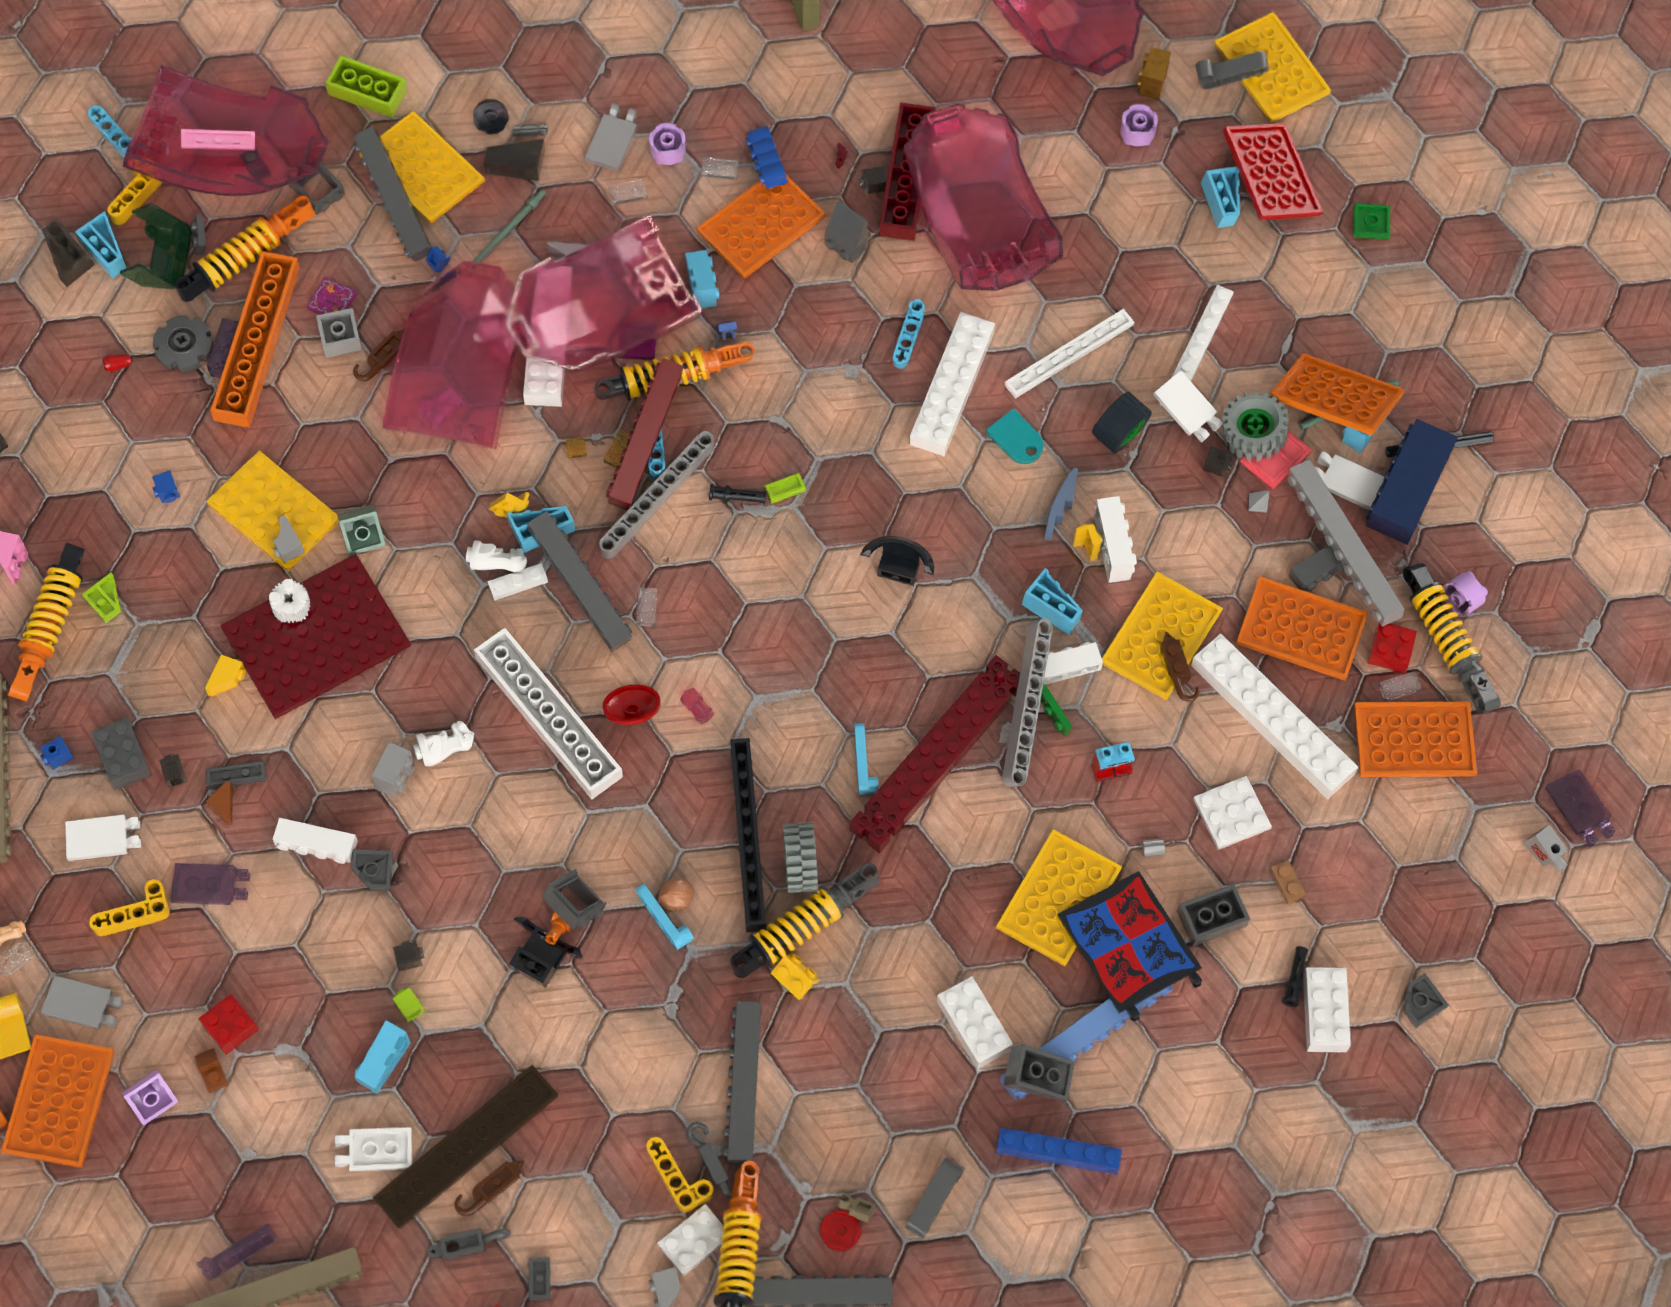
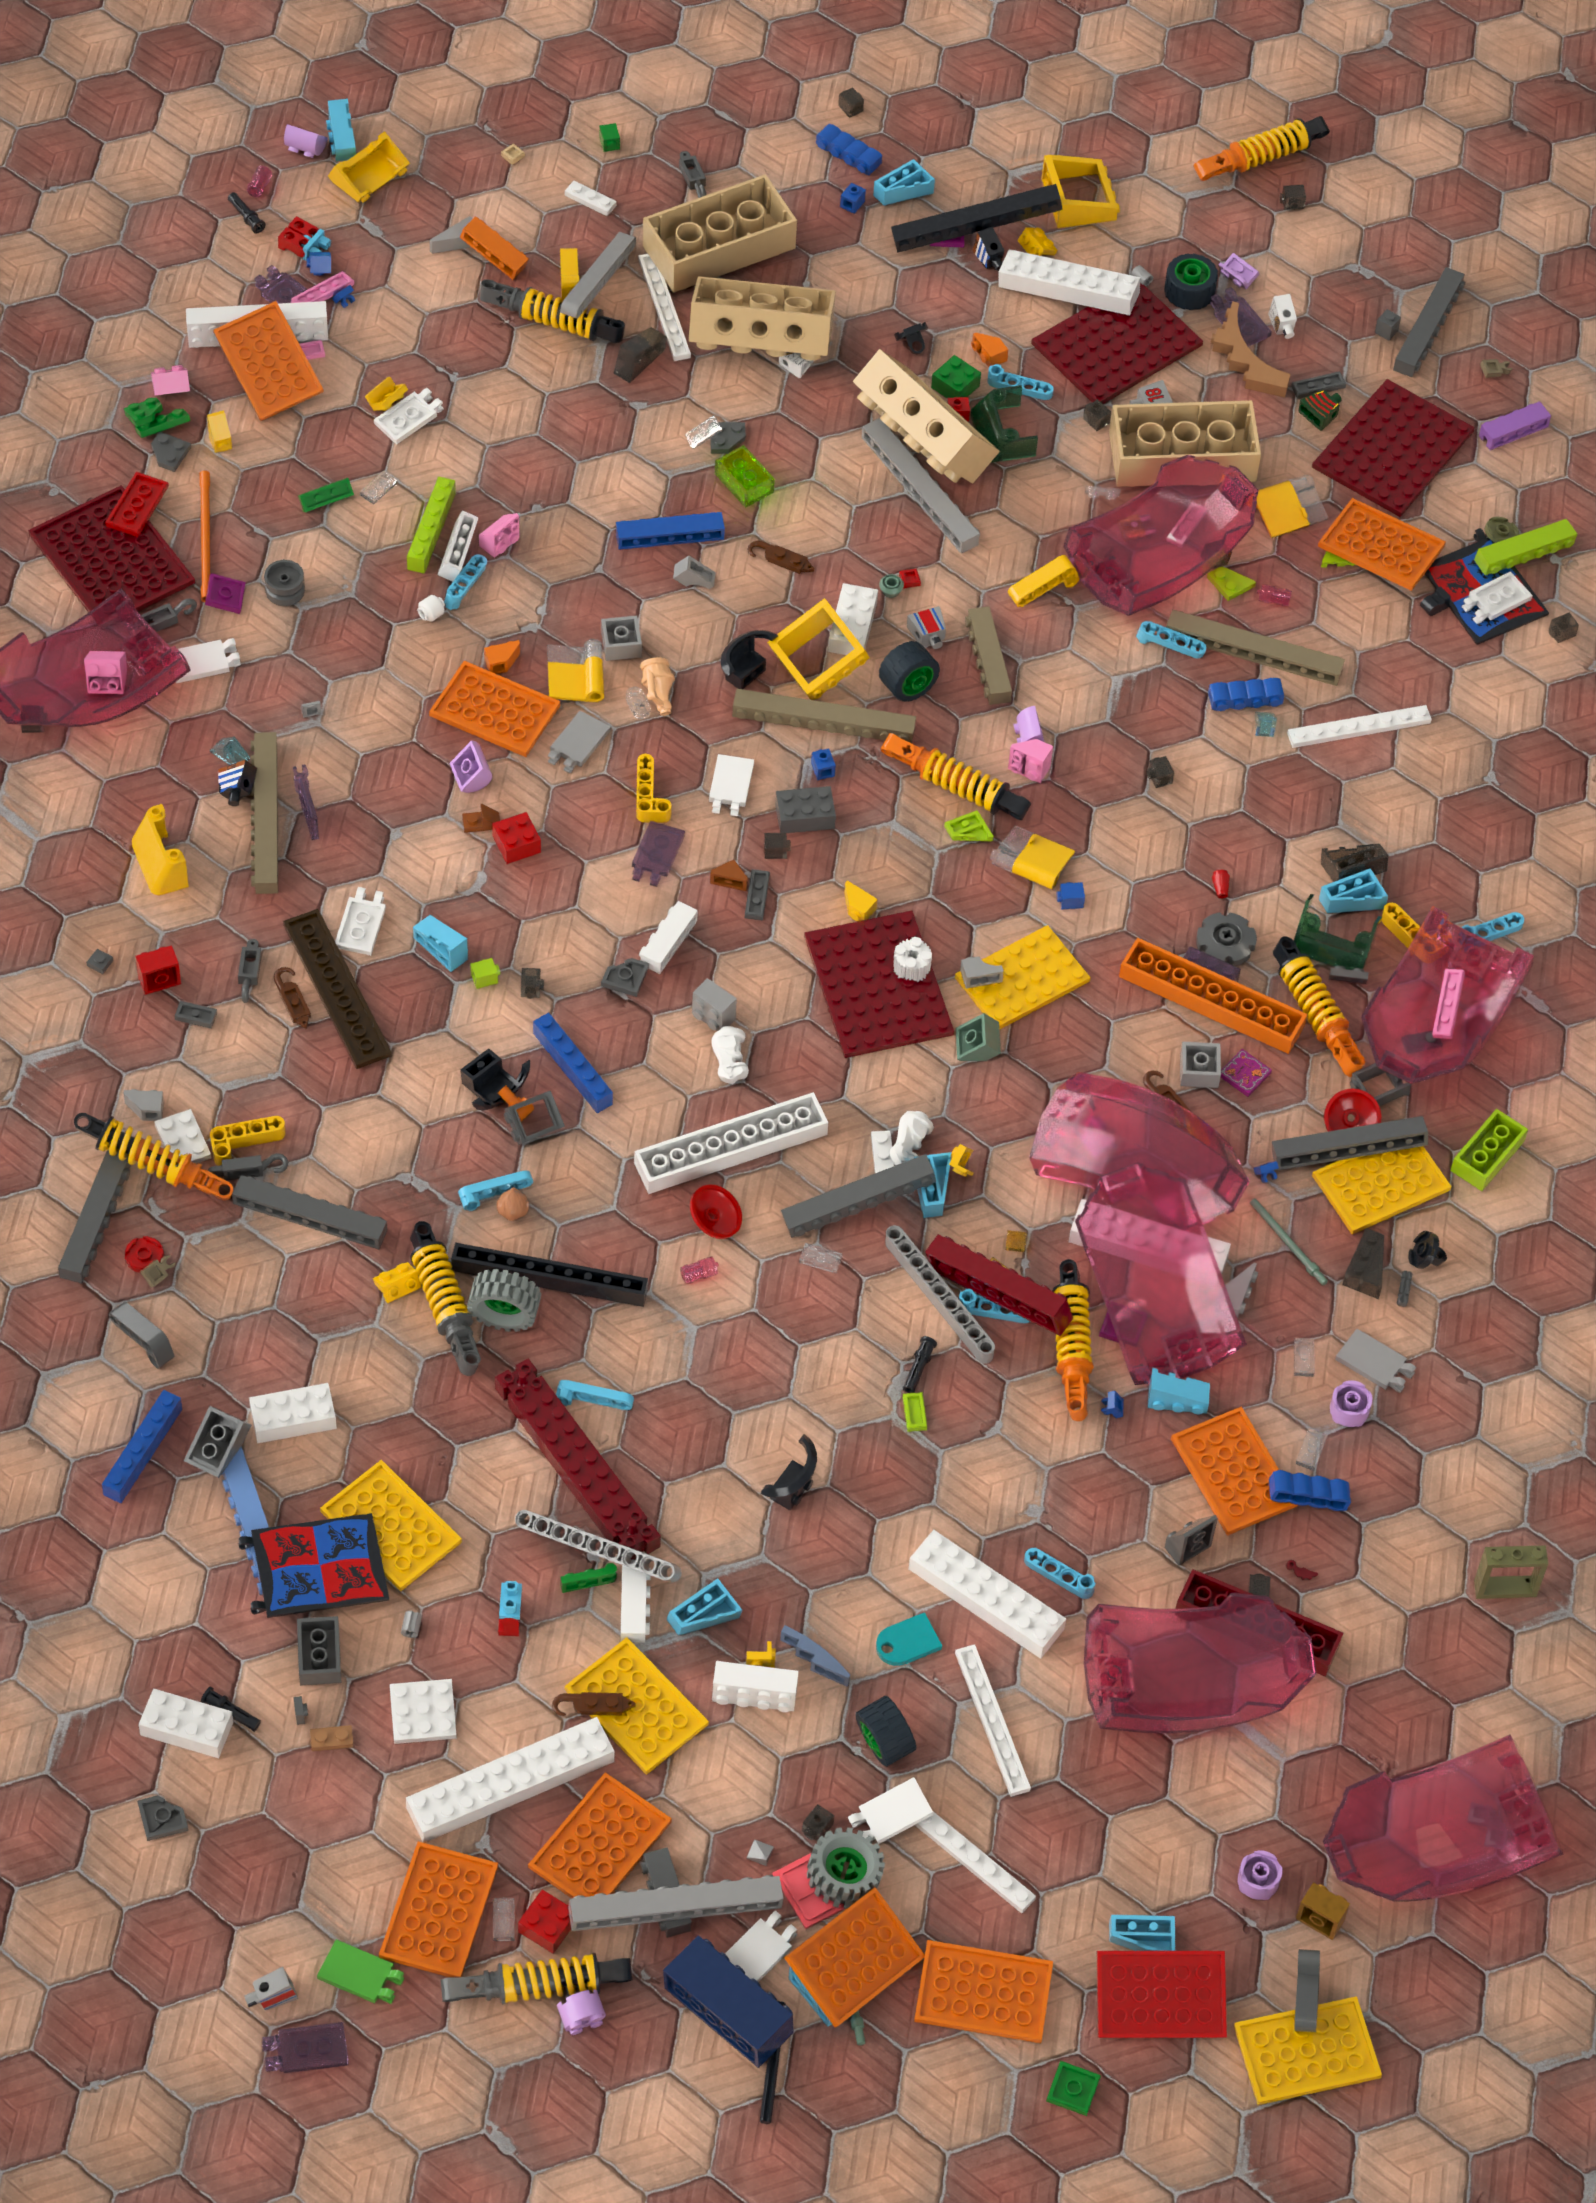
camera: 105 degrees right, 10 degrees down
(125, 533) = (1032, 857): none -> yellow door
(360, 199) = (1353, 1102): none -> red dish
(494, 886) = (573, 1063): none -> blue brick
(1274, 915) = (300, 1710): none -> dark grey plate
(1316, 303) = (984, 1991): none -> orange plate
(1496, 787) = (359, 1973): none -> bright green tile

